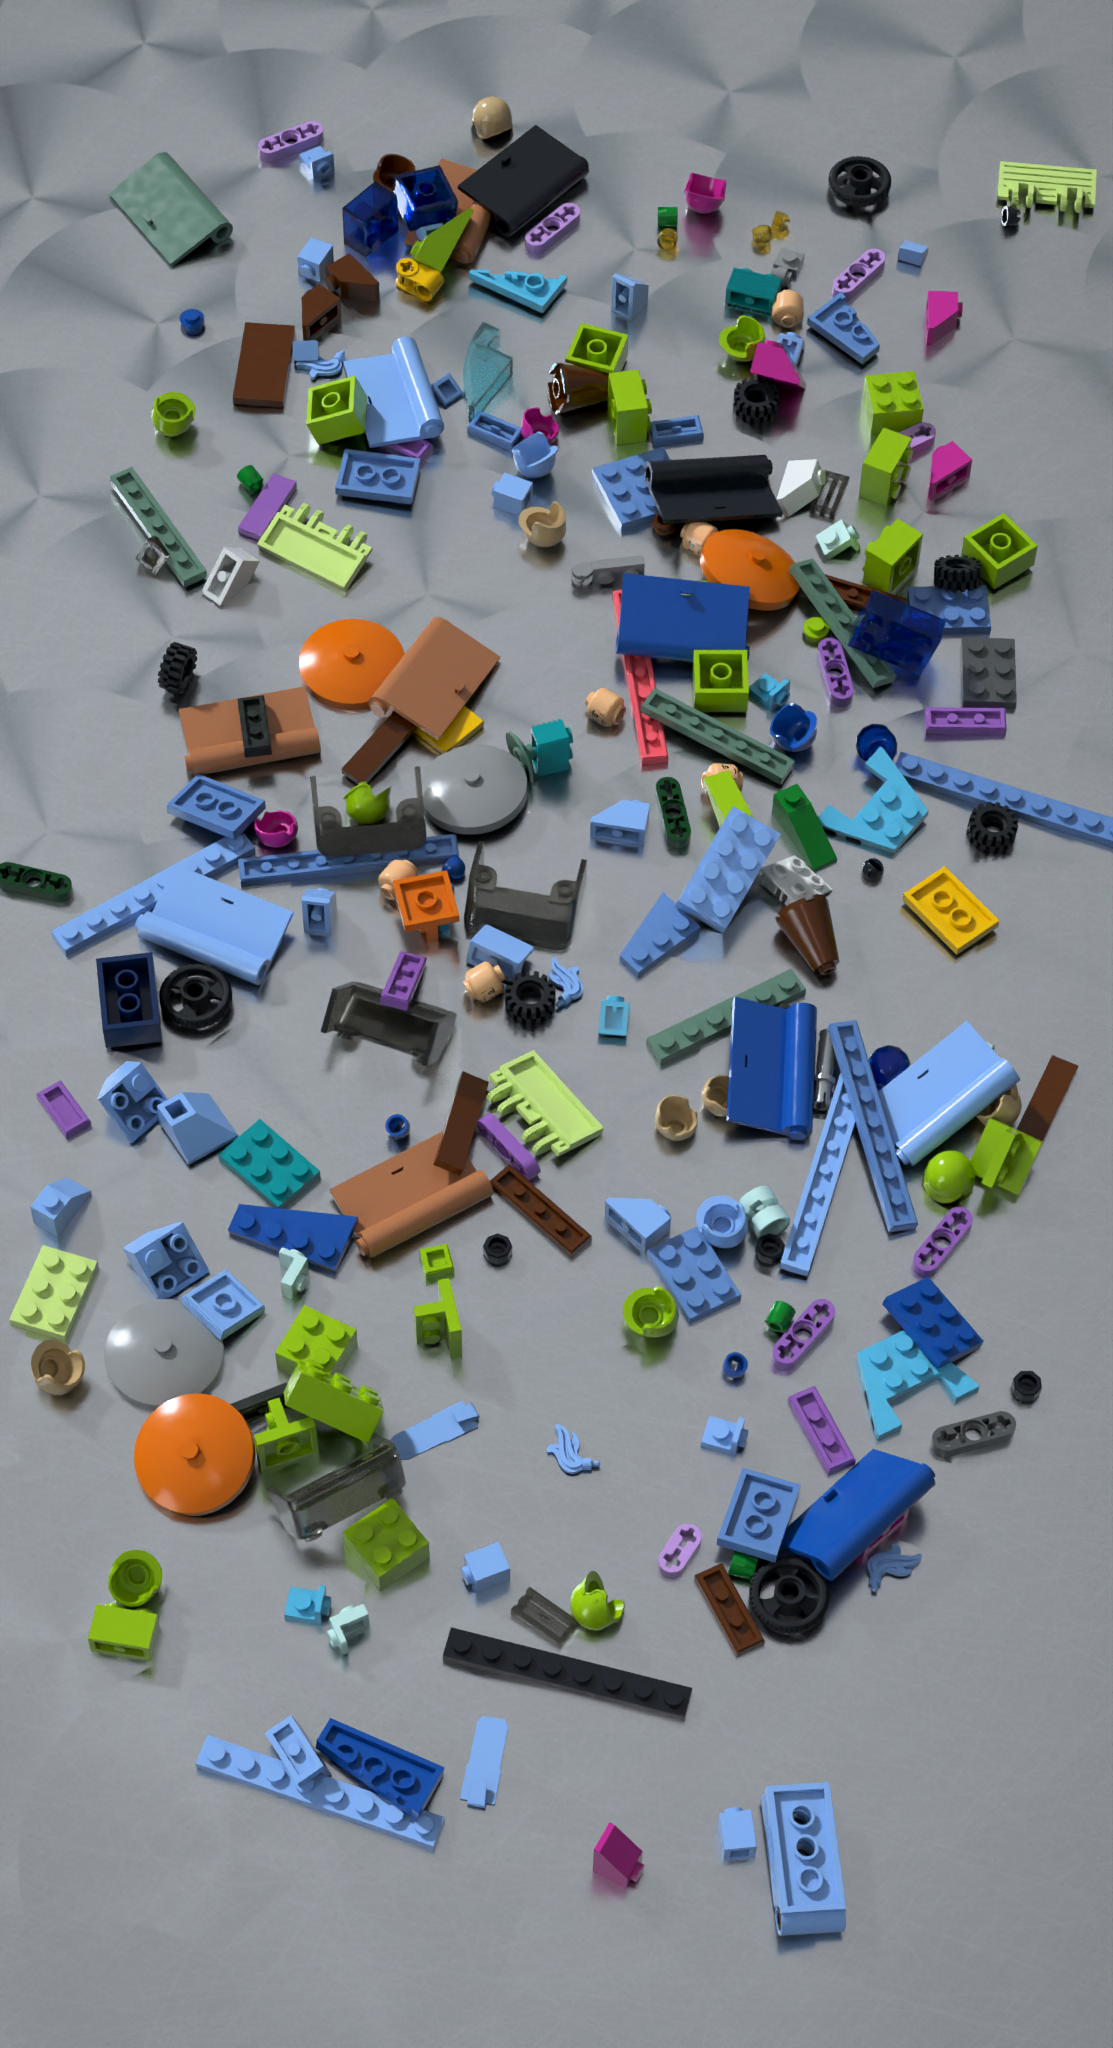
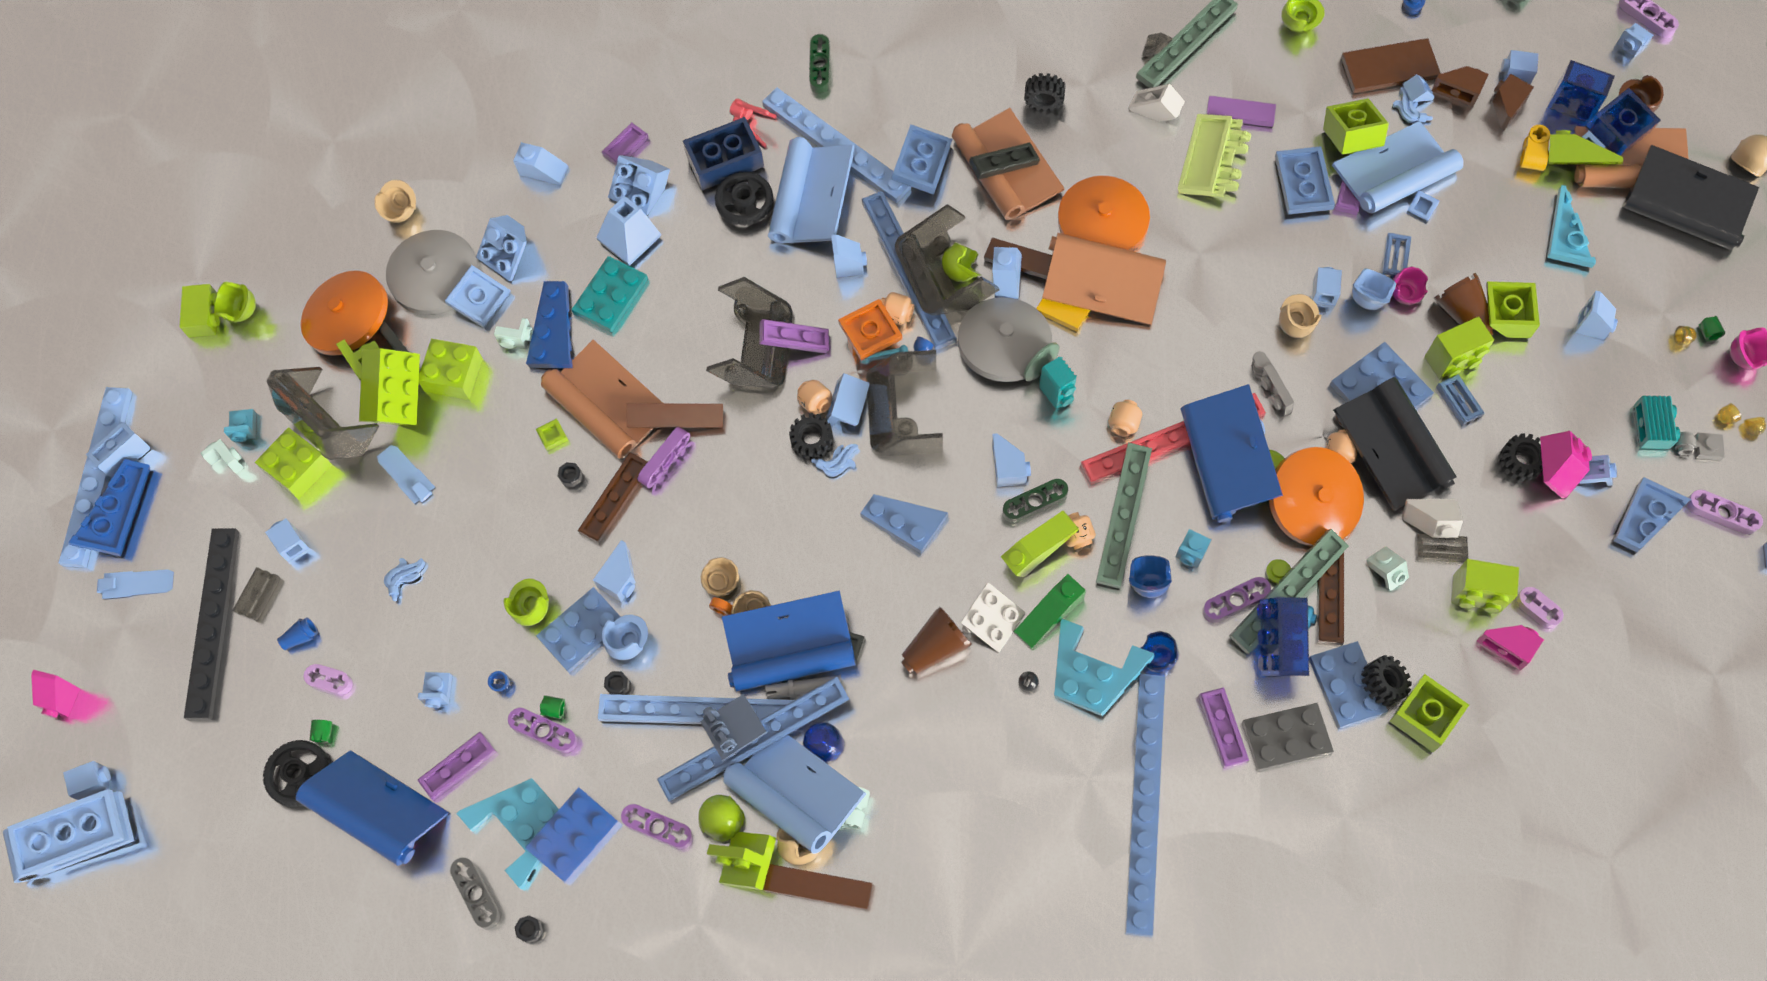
camera: 80 degrees right, 10 degrees up
(54, 1293) = (468, 186): yellowish green plate -> none
(69, 972) = (743, 109): none -> coral plant
(250, 479) = (1263, 90): green hose -> none
(276, 828) = (915, 206): dark pink hair -> none
(394, 1123) = (665, 368): blue hinge -> none
(395, 761) = (1007, 271): none -> light blue slope
(439, 1321) = (486, 451): lime bracket -> none
(484, 370) = (1454, 226): clear light blue slope -> none
(543, 1097) = (713, 473): yellowish green hinge -> none
(548, 237) = (1641, 242): lavender beam -> none
(591, 1606) = (263, 625): lime helmet -> none
(613, 1572) = (300, 632): none -> blue cone
(614, 1016) = (810, 504): medium azure bracket -> none
(710, 1126) = (720, 606): none -> orange tile
(718, 1018) = (825, 580): sand green plate -> none
(720, 680) = (1182, 501): lime brick -> none
(727, 869) = (970, 552): light blue brick -> none
(729, 1610) = (283, 730): reddish brown tile -> none
(742, 339) = (1586, 424): lime helmet -> none
(758, 1515) = (361, 731): medium blue plate -> none
(764, 1212) = (644, 669): light aqua wheel -> none
(788, 308) = (1648, 457): light nougat head -> none
(858, 1134) = (732, 726): none -> sand blue hinge
(891, 1563) = (344, 851): light blue piece -> none
(892, 401) = (1573, 576): lime brick -> none
(892, 557) = (1378, 615): lime brick -> none
(941, 314) = (1706, 597): dark pink slope -> none
(950, 910) = (1003, 758): yellow plate -> none
(989, 839) = (1118, 765): black tyre -> none

